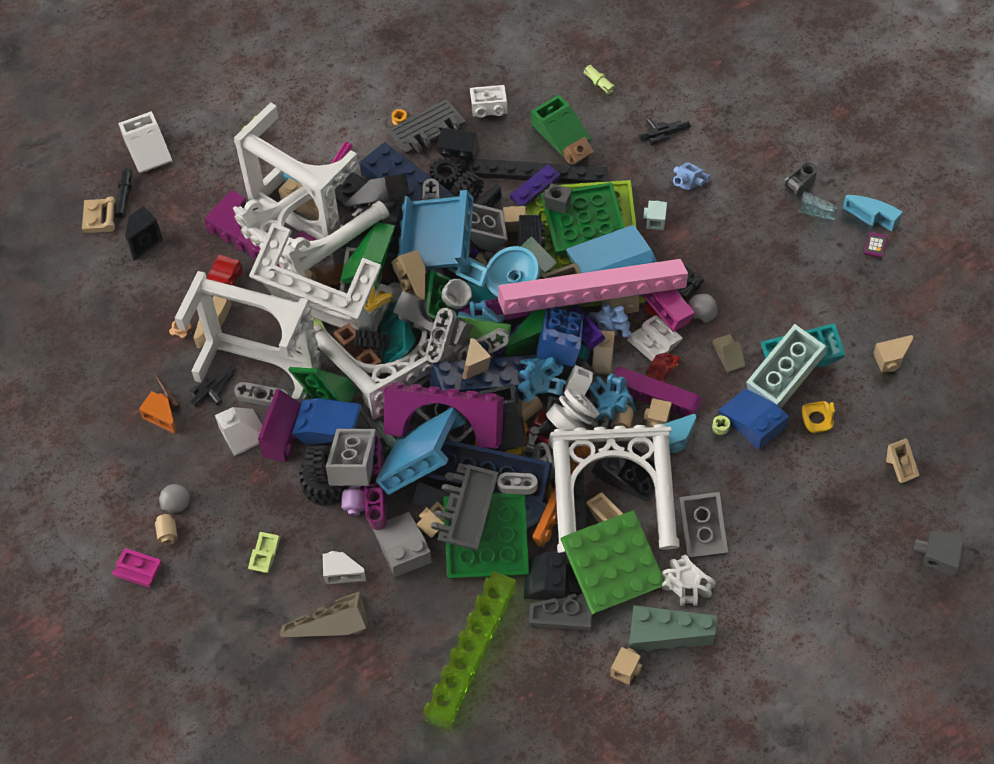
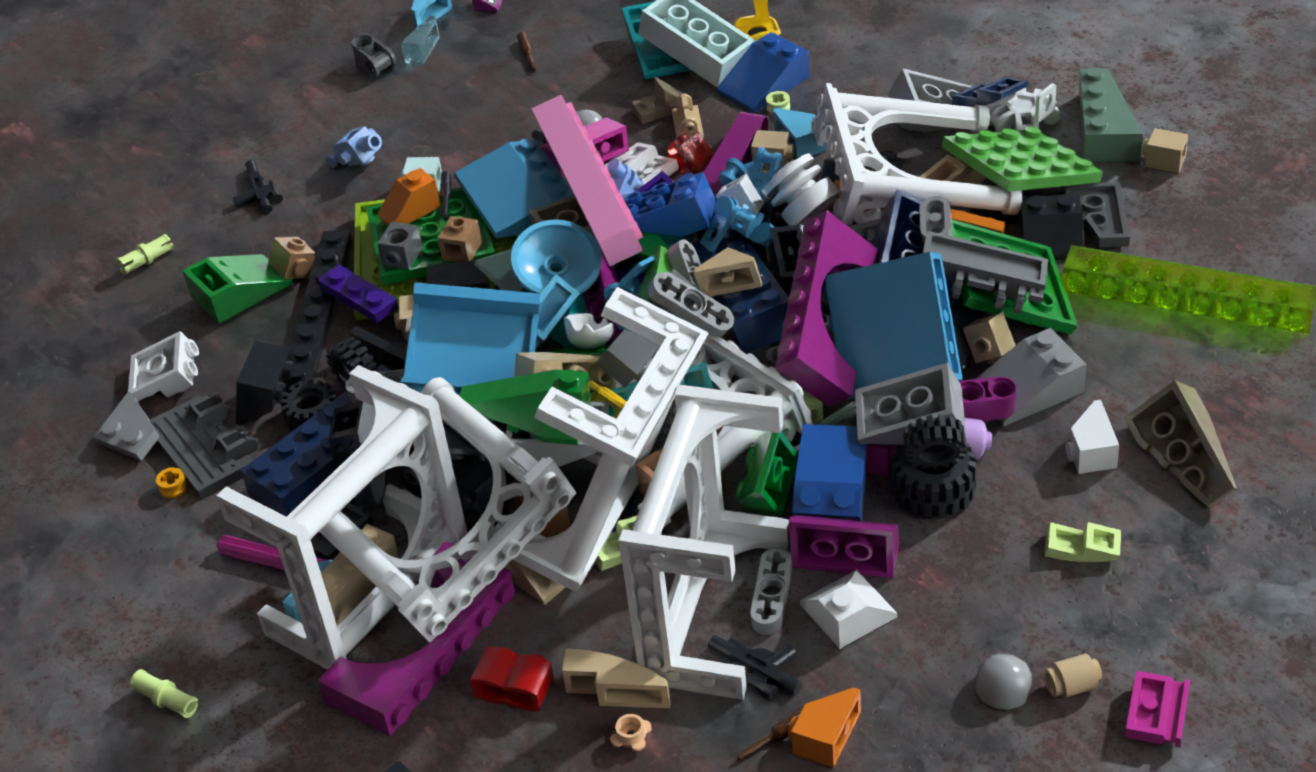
camera: 90 degrees left, 15 degrees down
(441, 91) = (128, 429): none -> light grey wing
(559, 229) = (459, 239): none -> medium nougat brick
(605, 202) = (410, 198): none -> orange slope
(616, 222) = (445, 191): none -> black piece
(695, 551) = (988, 93): none -> dark blue slope
(704, 368) = (686, 116): none -> tan hinge
(808, 272) = (526, 48): none -> reddish brown piece

